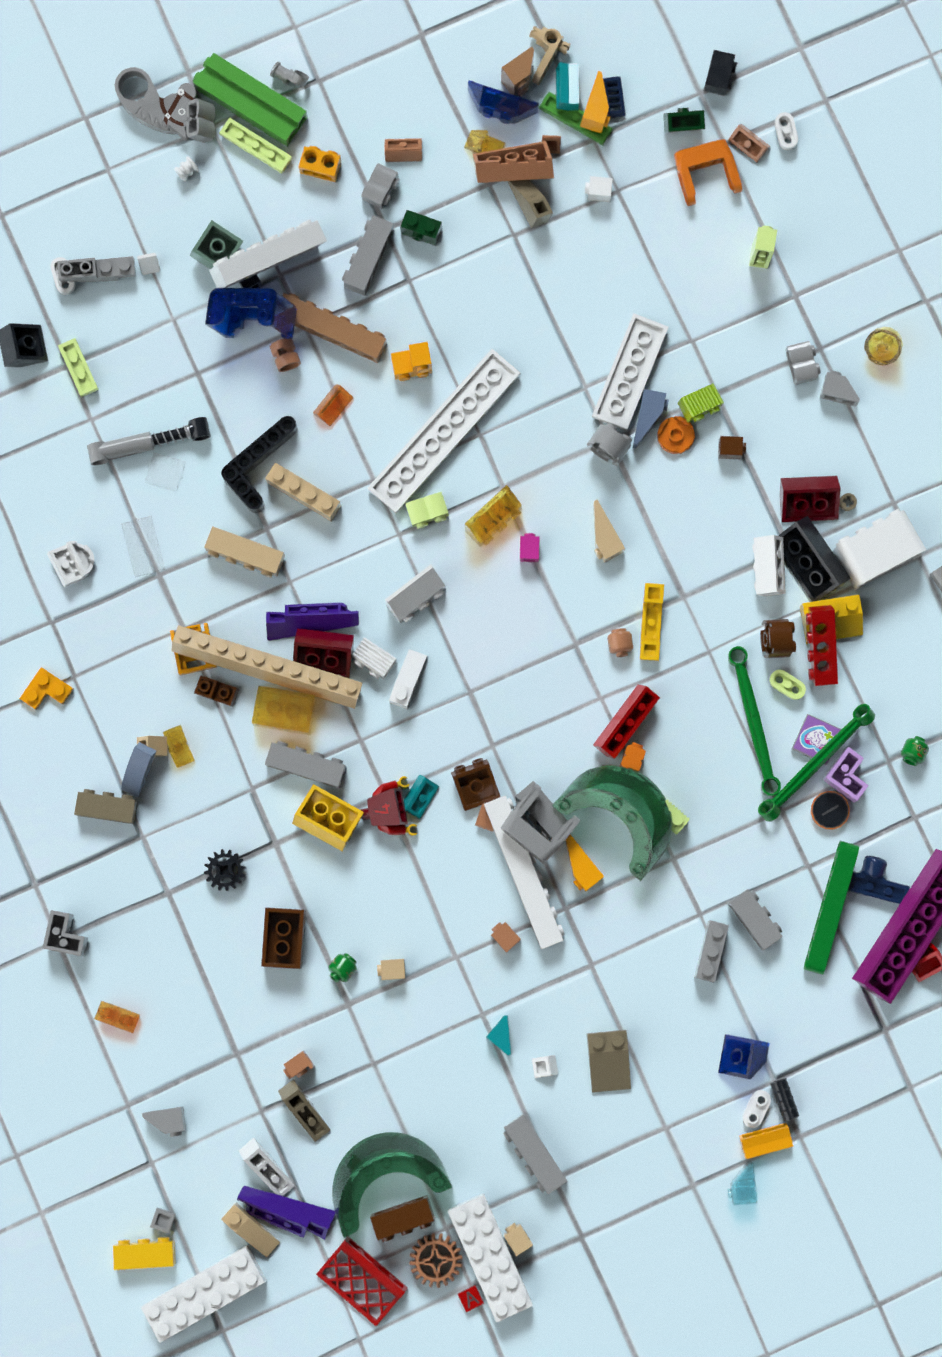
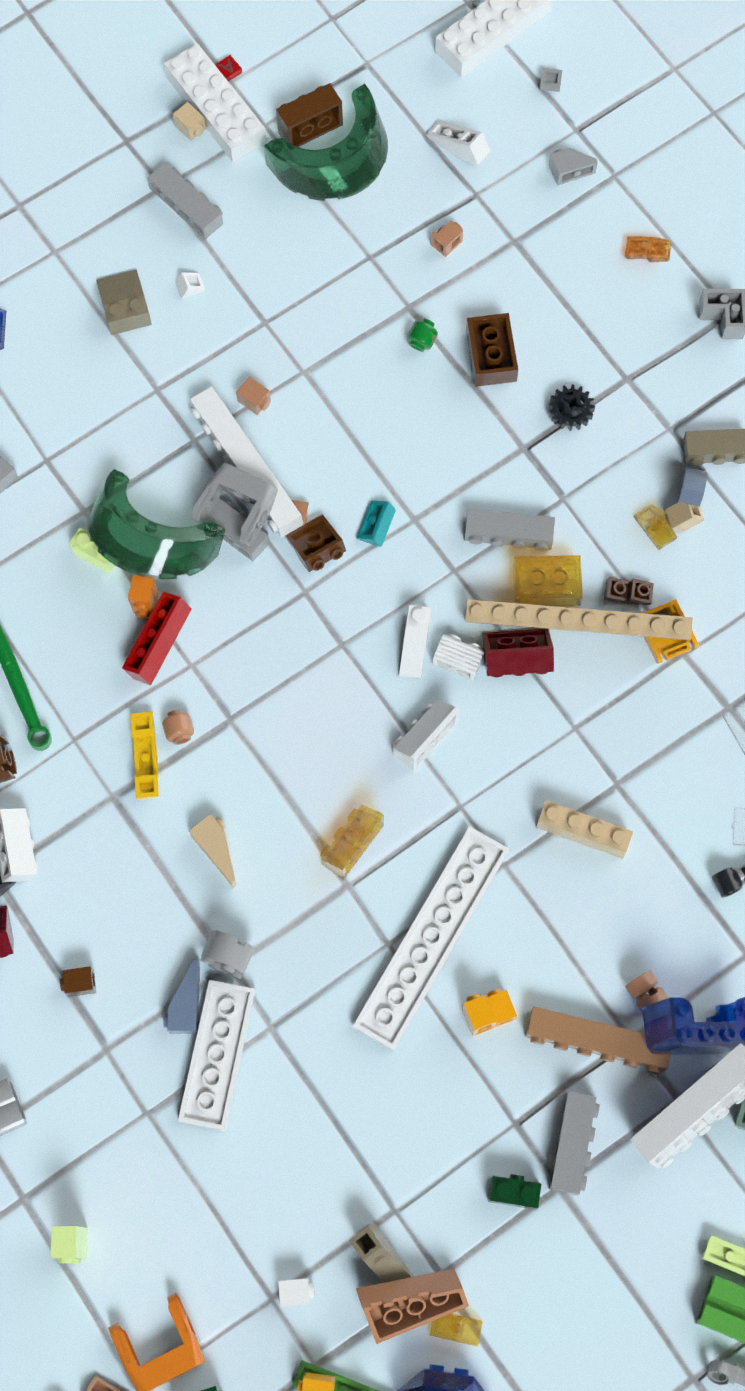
camera: 170 degrees right, 10 degrees down
(144, 1254) = (561, 46): yellow brick -> none
(244, 551) = (636, 746): tan brick -> none
(250, 1229) = (464, 87): tan slope -> none
(255, 459) = (652, 858): black beam -> none
(287, 1212) = (428, 107): dark purple wedge -> none
(303, 1110) = (435, 199): dark tan slope -> none
(309, 617) = (543, 689): dark purple wedge -> none
(318, 168) = (664, 1249): light orange brick -> none
(327, 817) = (472, 477): yellow slope -> none
(333, 404) = (574, 945): clear orange slope -> none
(375, 1271) = (326, 73): red fence -> none
(380, 185) = (579, 1240): light grey brick -> none
(387, 809) = (407, 497): dark red torso -> none
(391, 969) = (369, 343): tan brick -> none
(403, 150) = (561, 1300): nougat slope -> none
(426, 1260) = (262, 83): nougat gear -> none
(427, 510) = (432, 837): yellowish green brick -> none
(500, 1035) = (242, 300): teal slope -> none
(529, 548) = (302, 814): dark pink brick -> none
(553, 143) = (367, 1347): nougat slope -> none
(582, 867) = (178, 476): light orange slope -> none
(675, 435) = (149, 987): orange tile -> none
(700, 403) = (123, 1028): lime brick -> none
(711, 951) = (28, 420): light grey brick -> none

